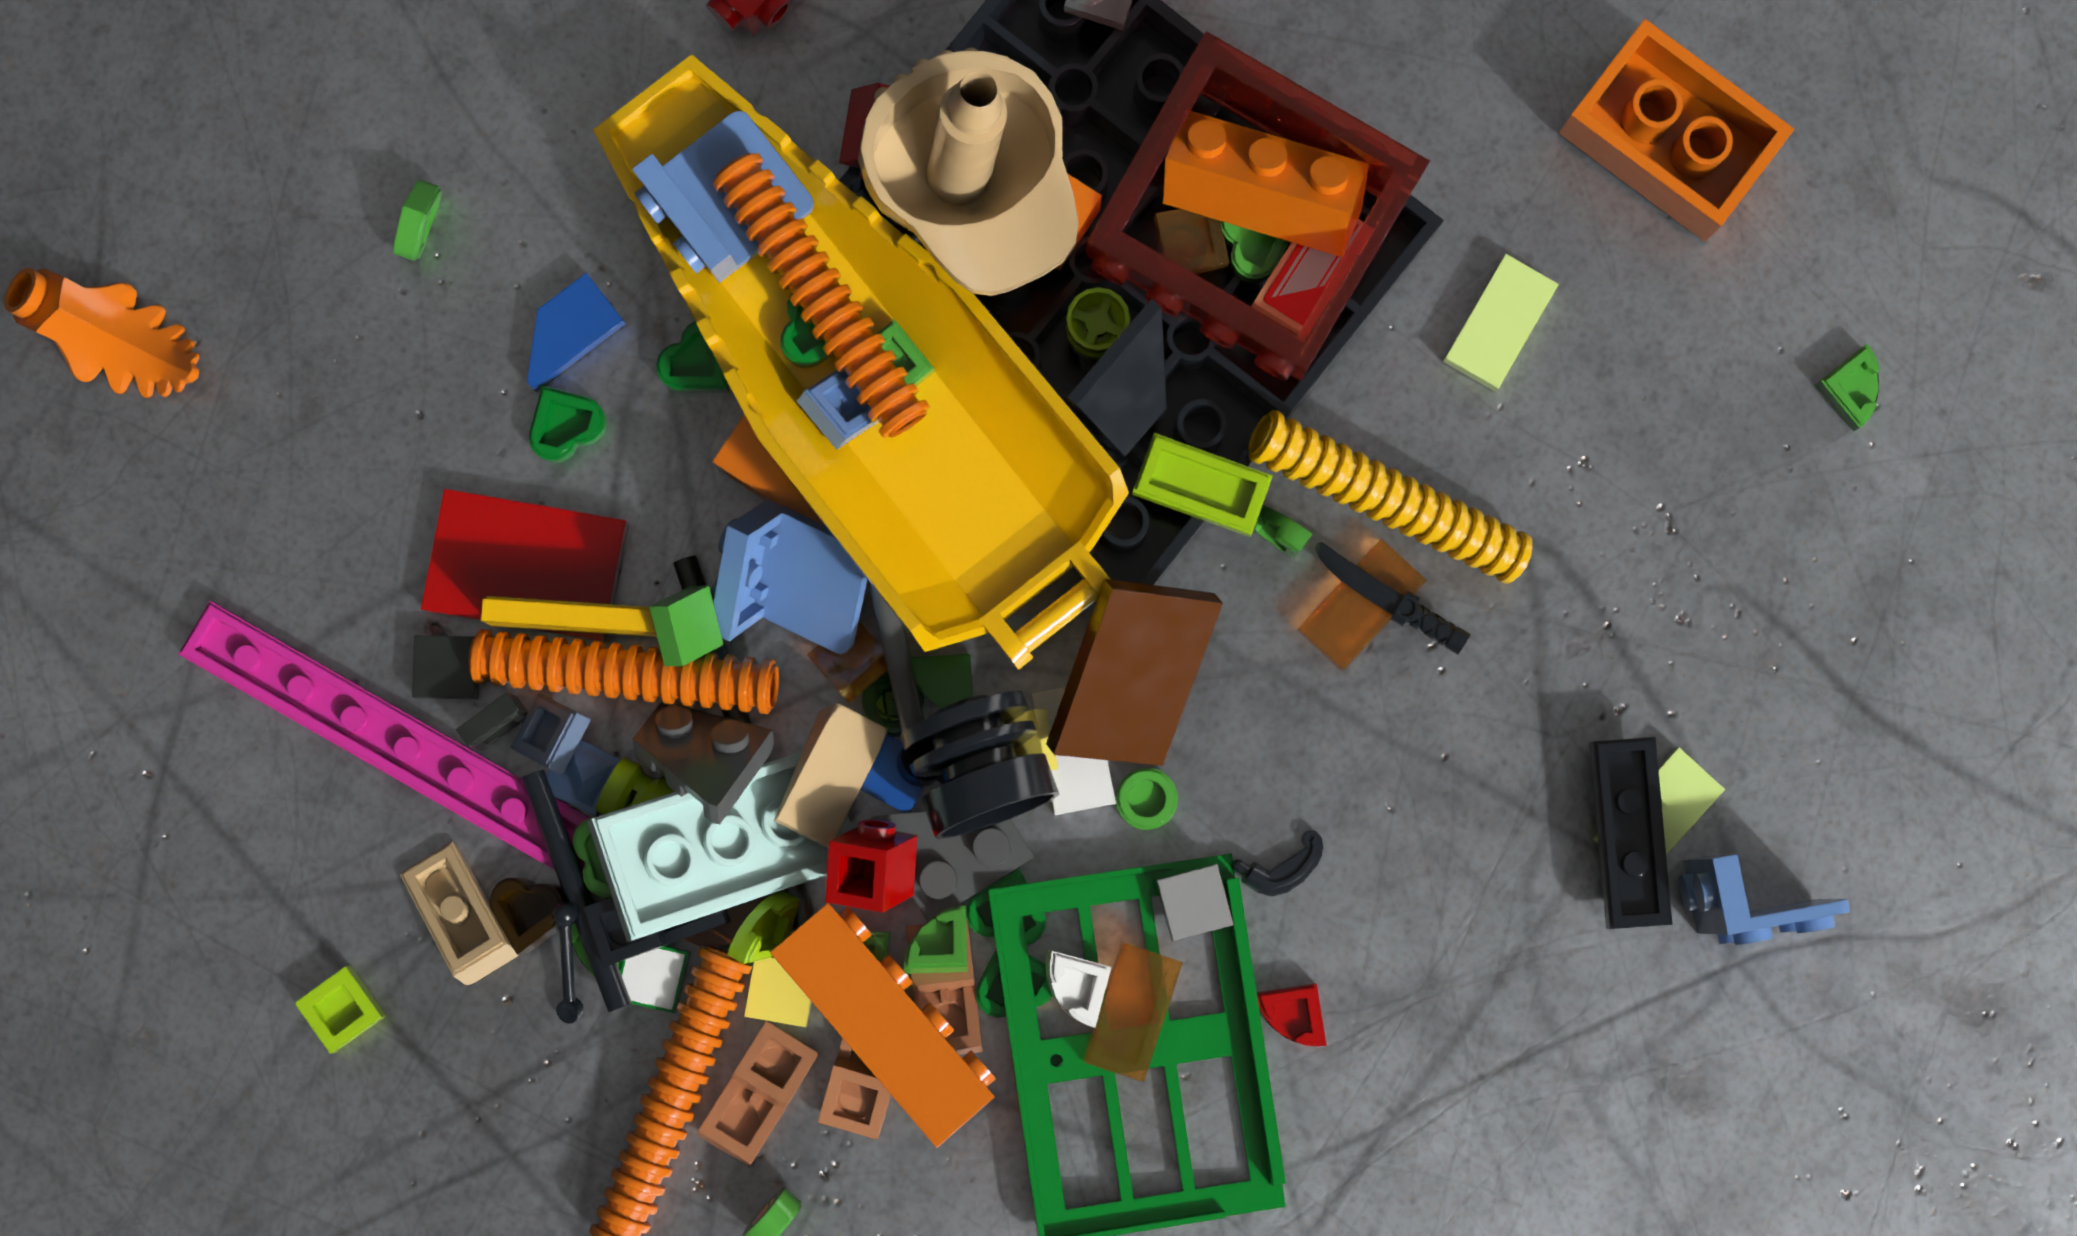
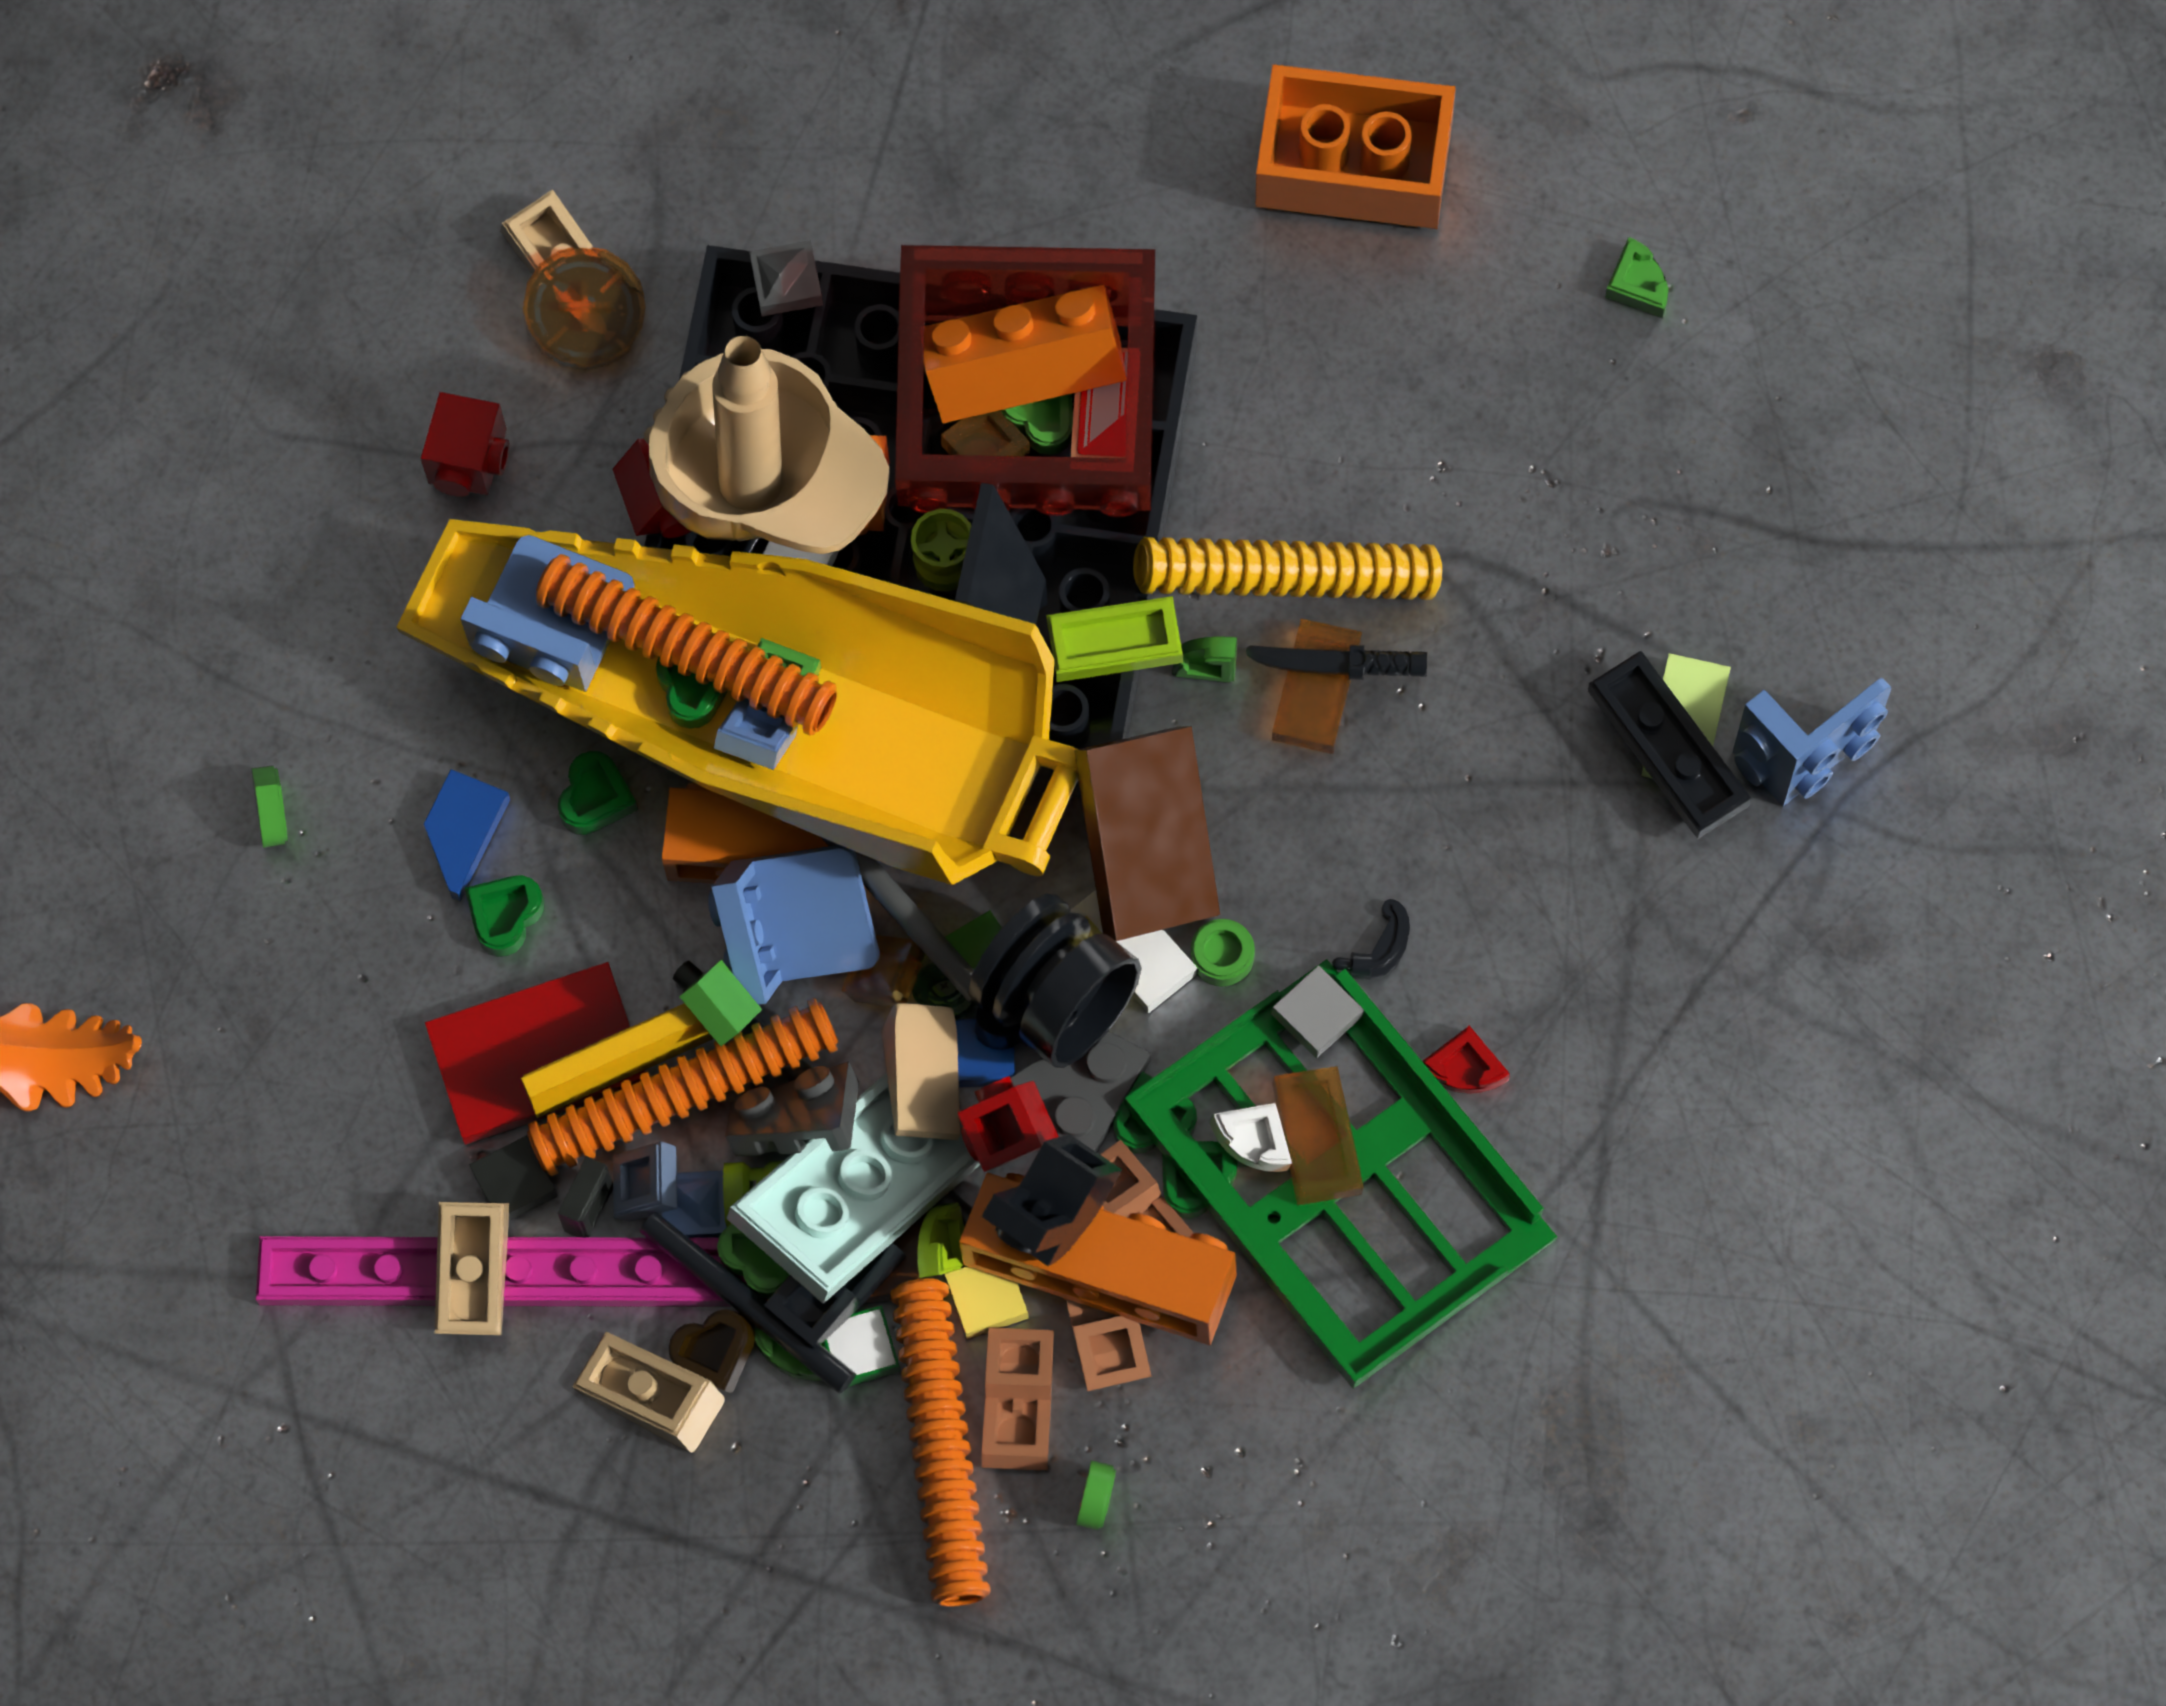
camera: 25 degrees left, 15 degrees down
(340, 1009) = (585, 1535): lime tile -> none
(366, 728) = (471, 1267): none -> tan slope
(570, 1008) = (800, 1417): black hinge -> none
(859, 973) = (1053, 1200): none -> black brick
(939, 944) = (1114, 1148): bright green tile -> none
(1500, 322) = (1298, 387): yellowish green tile -> none

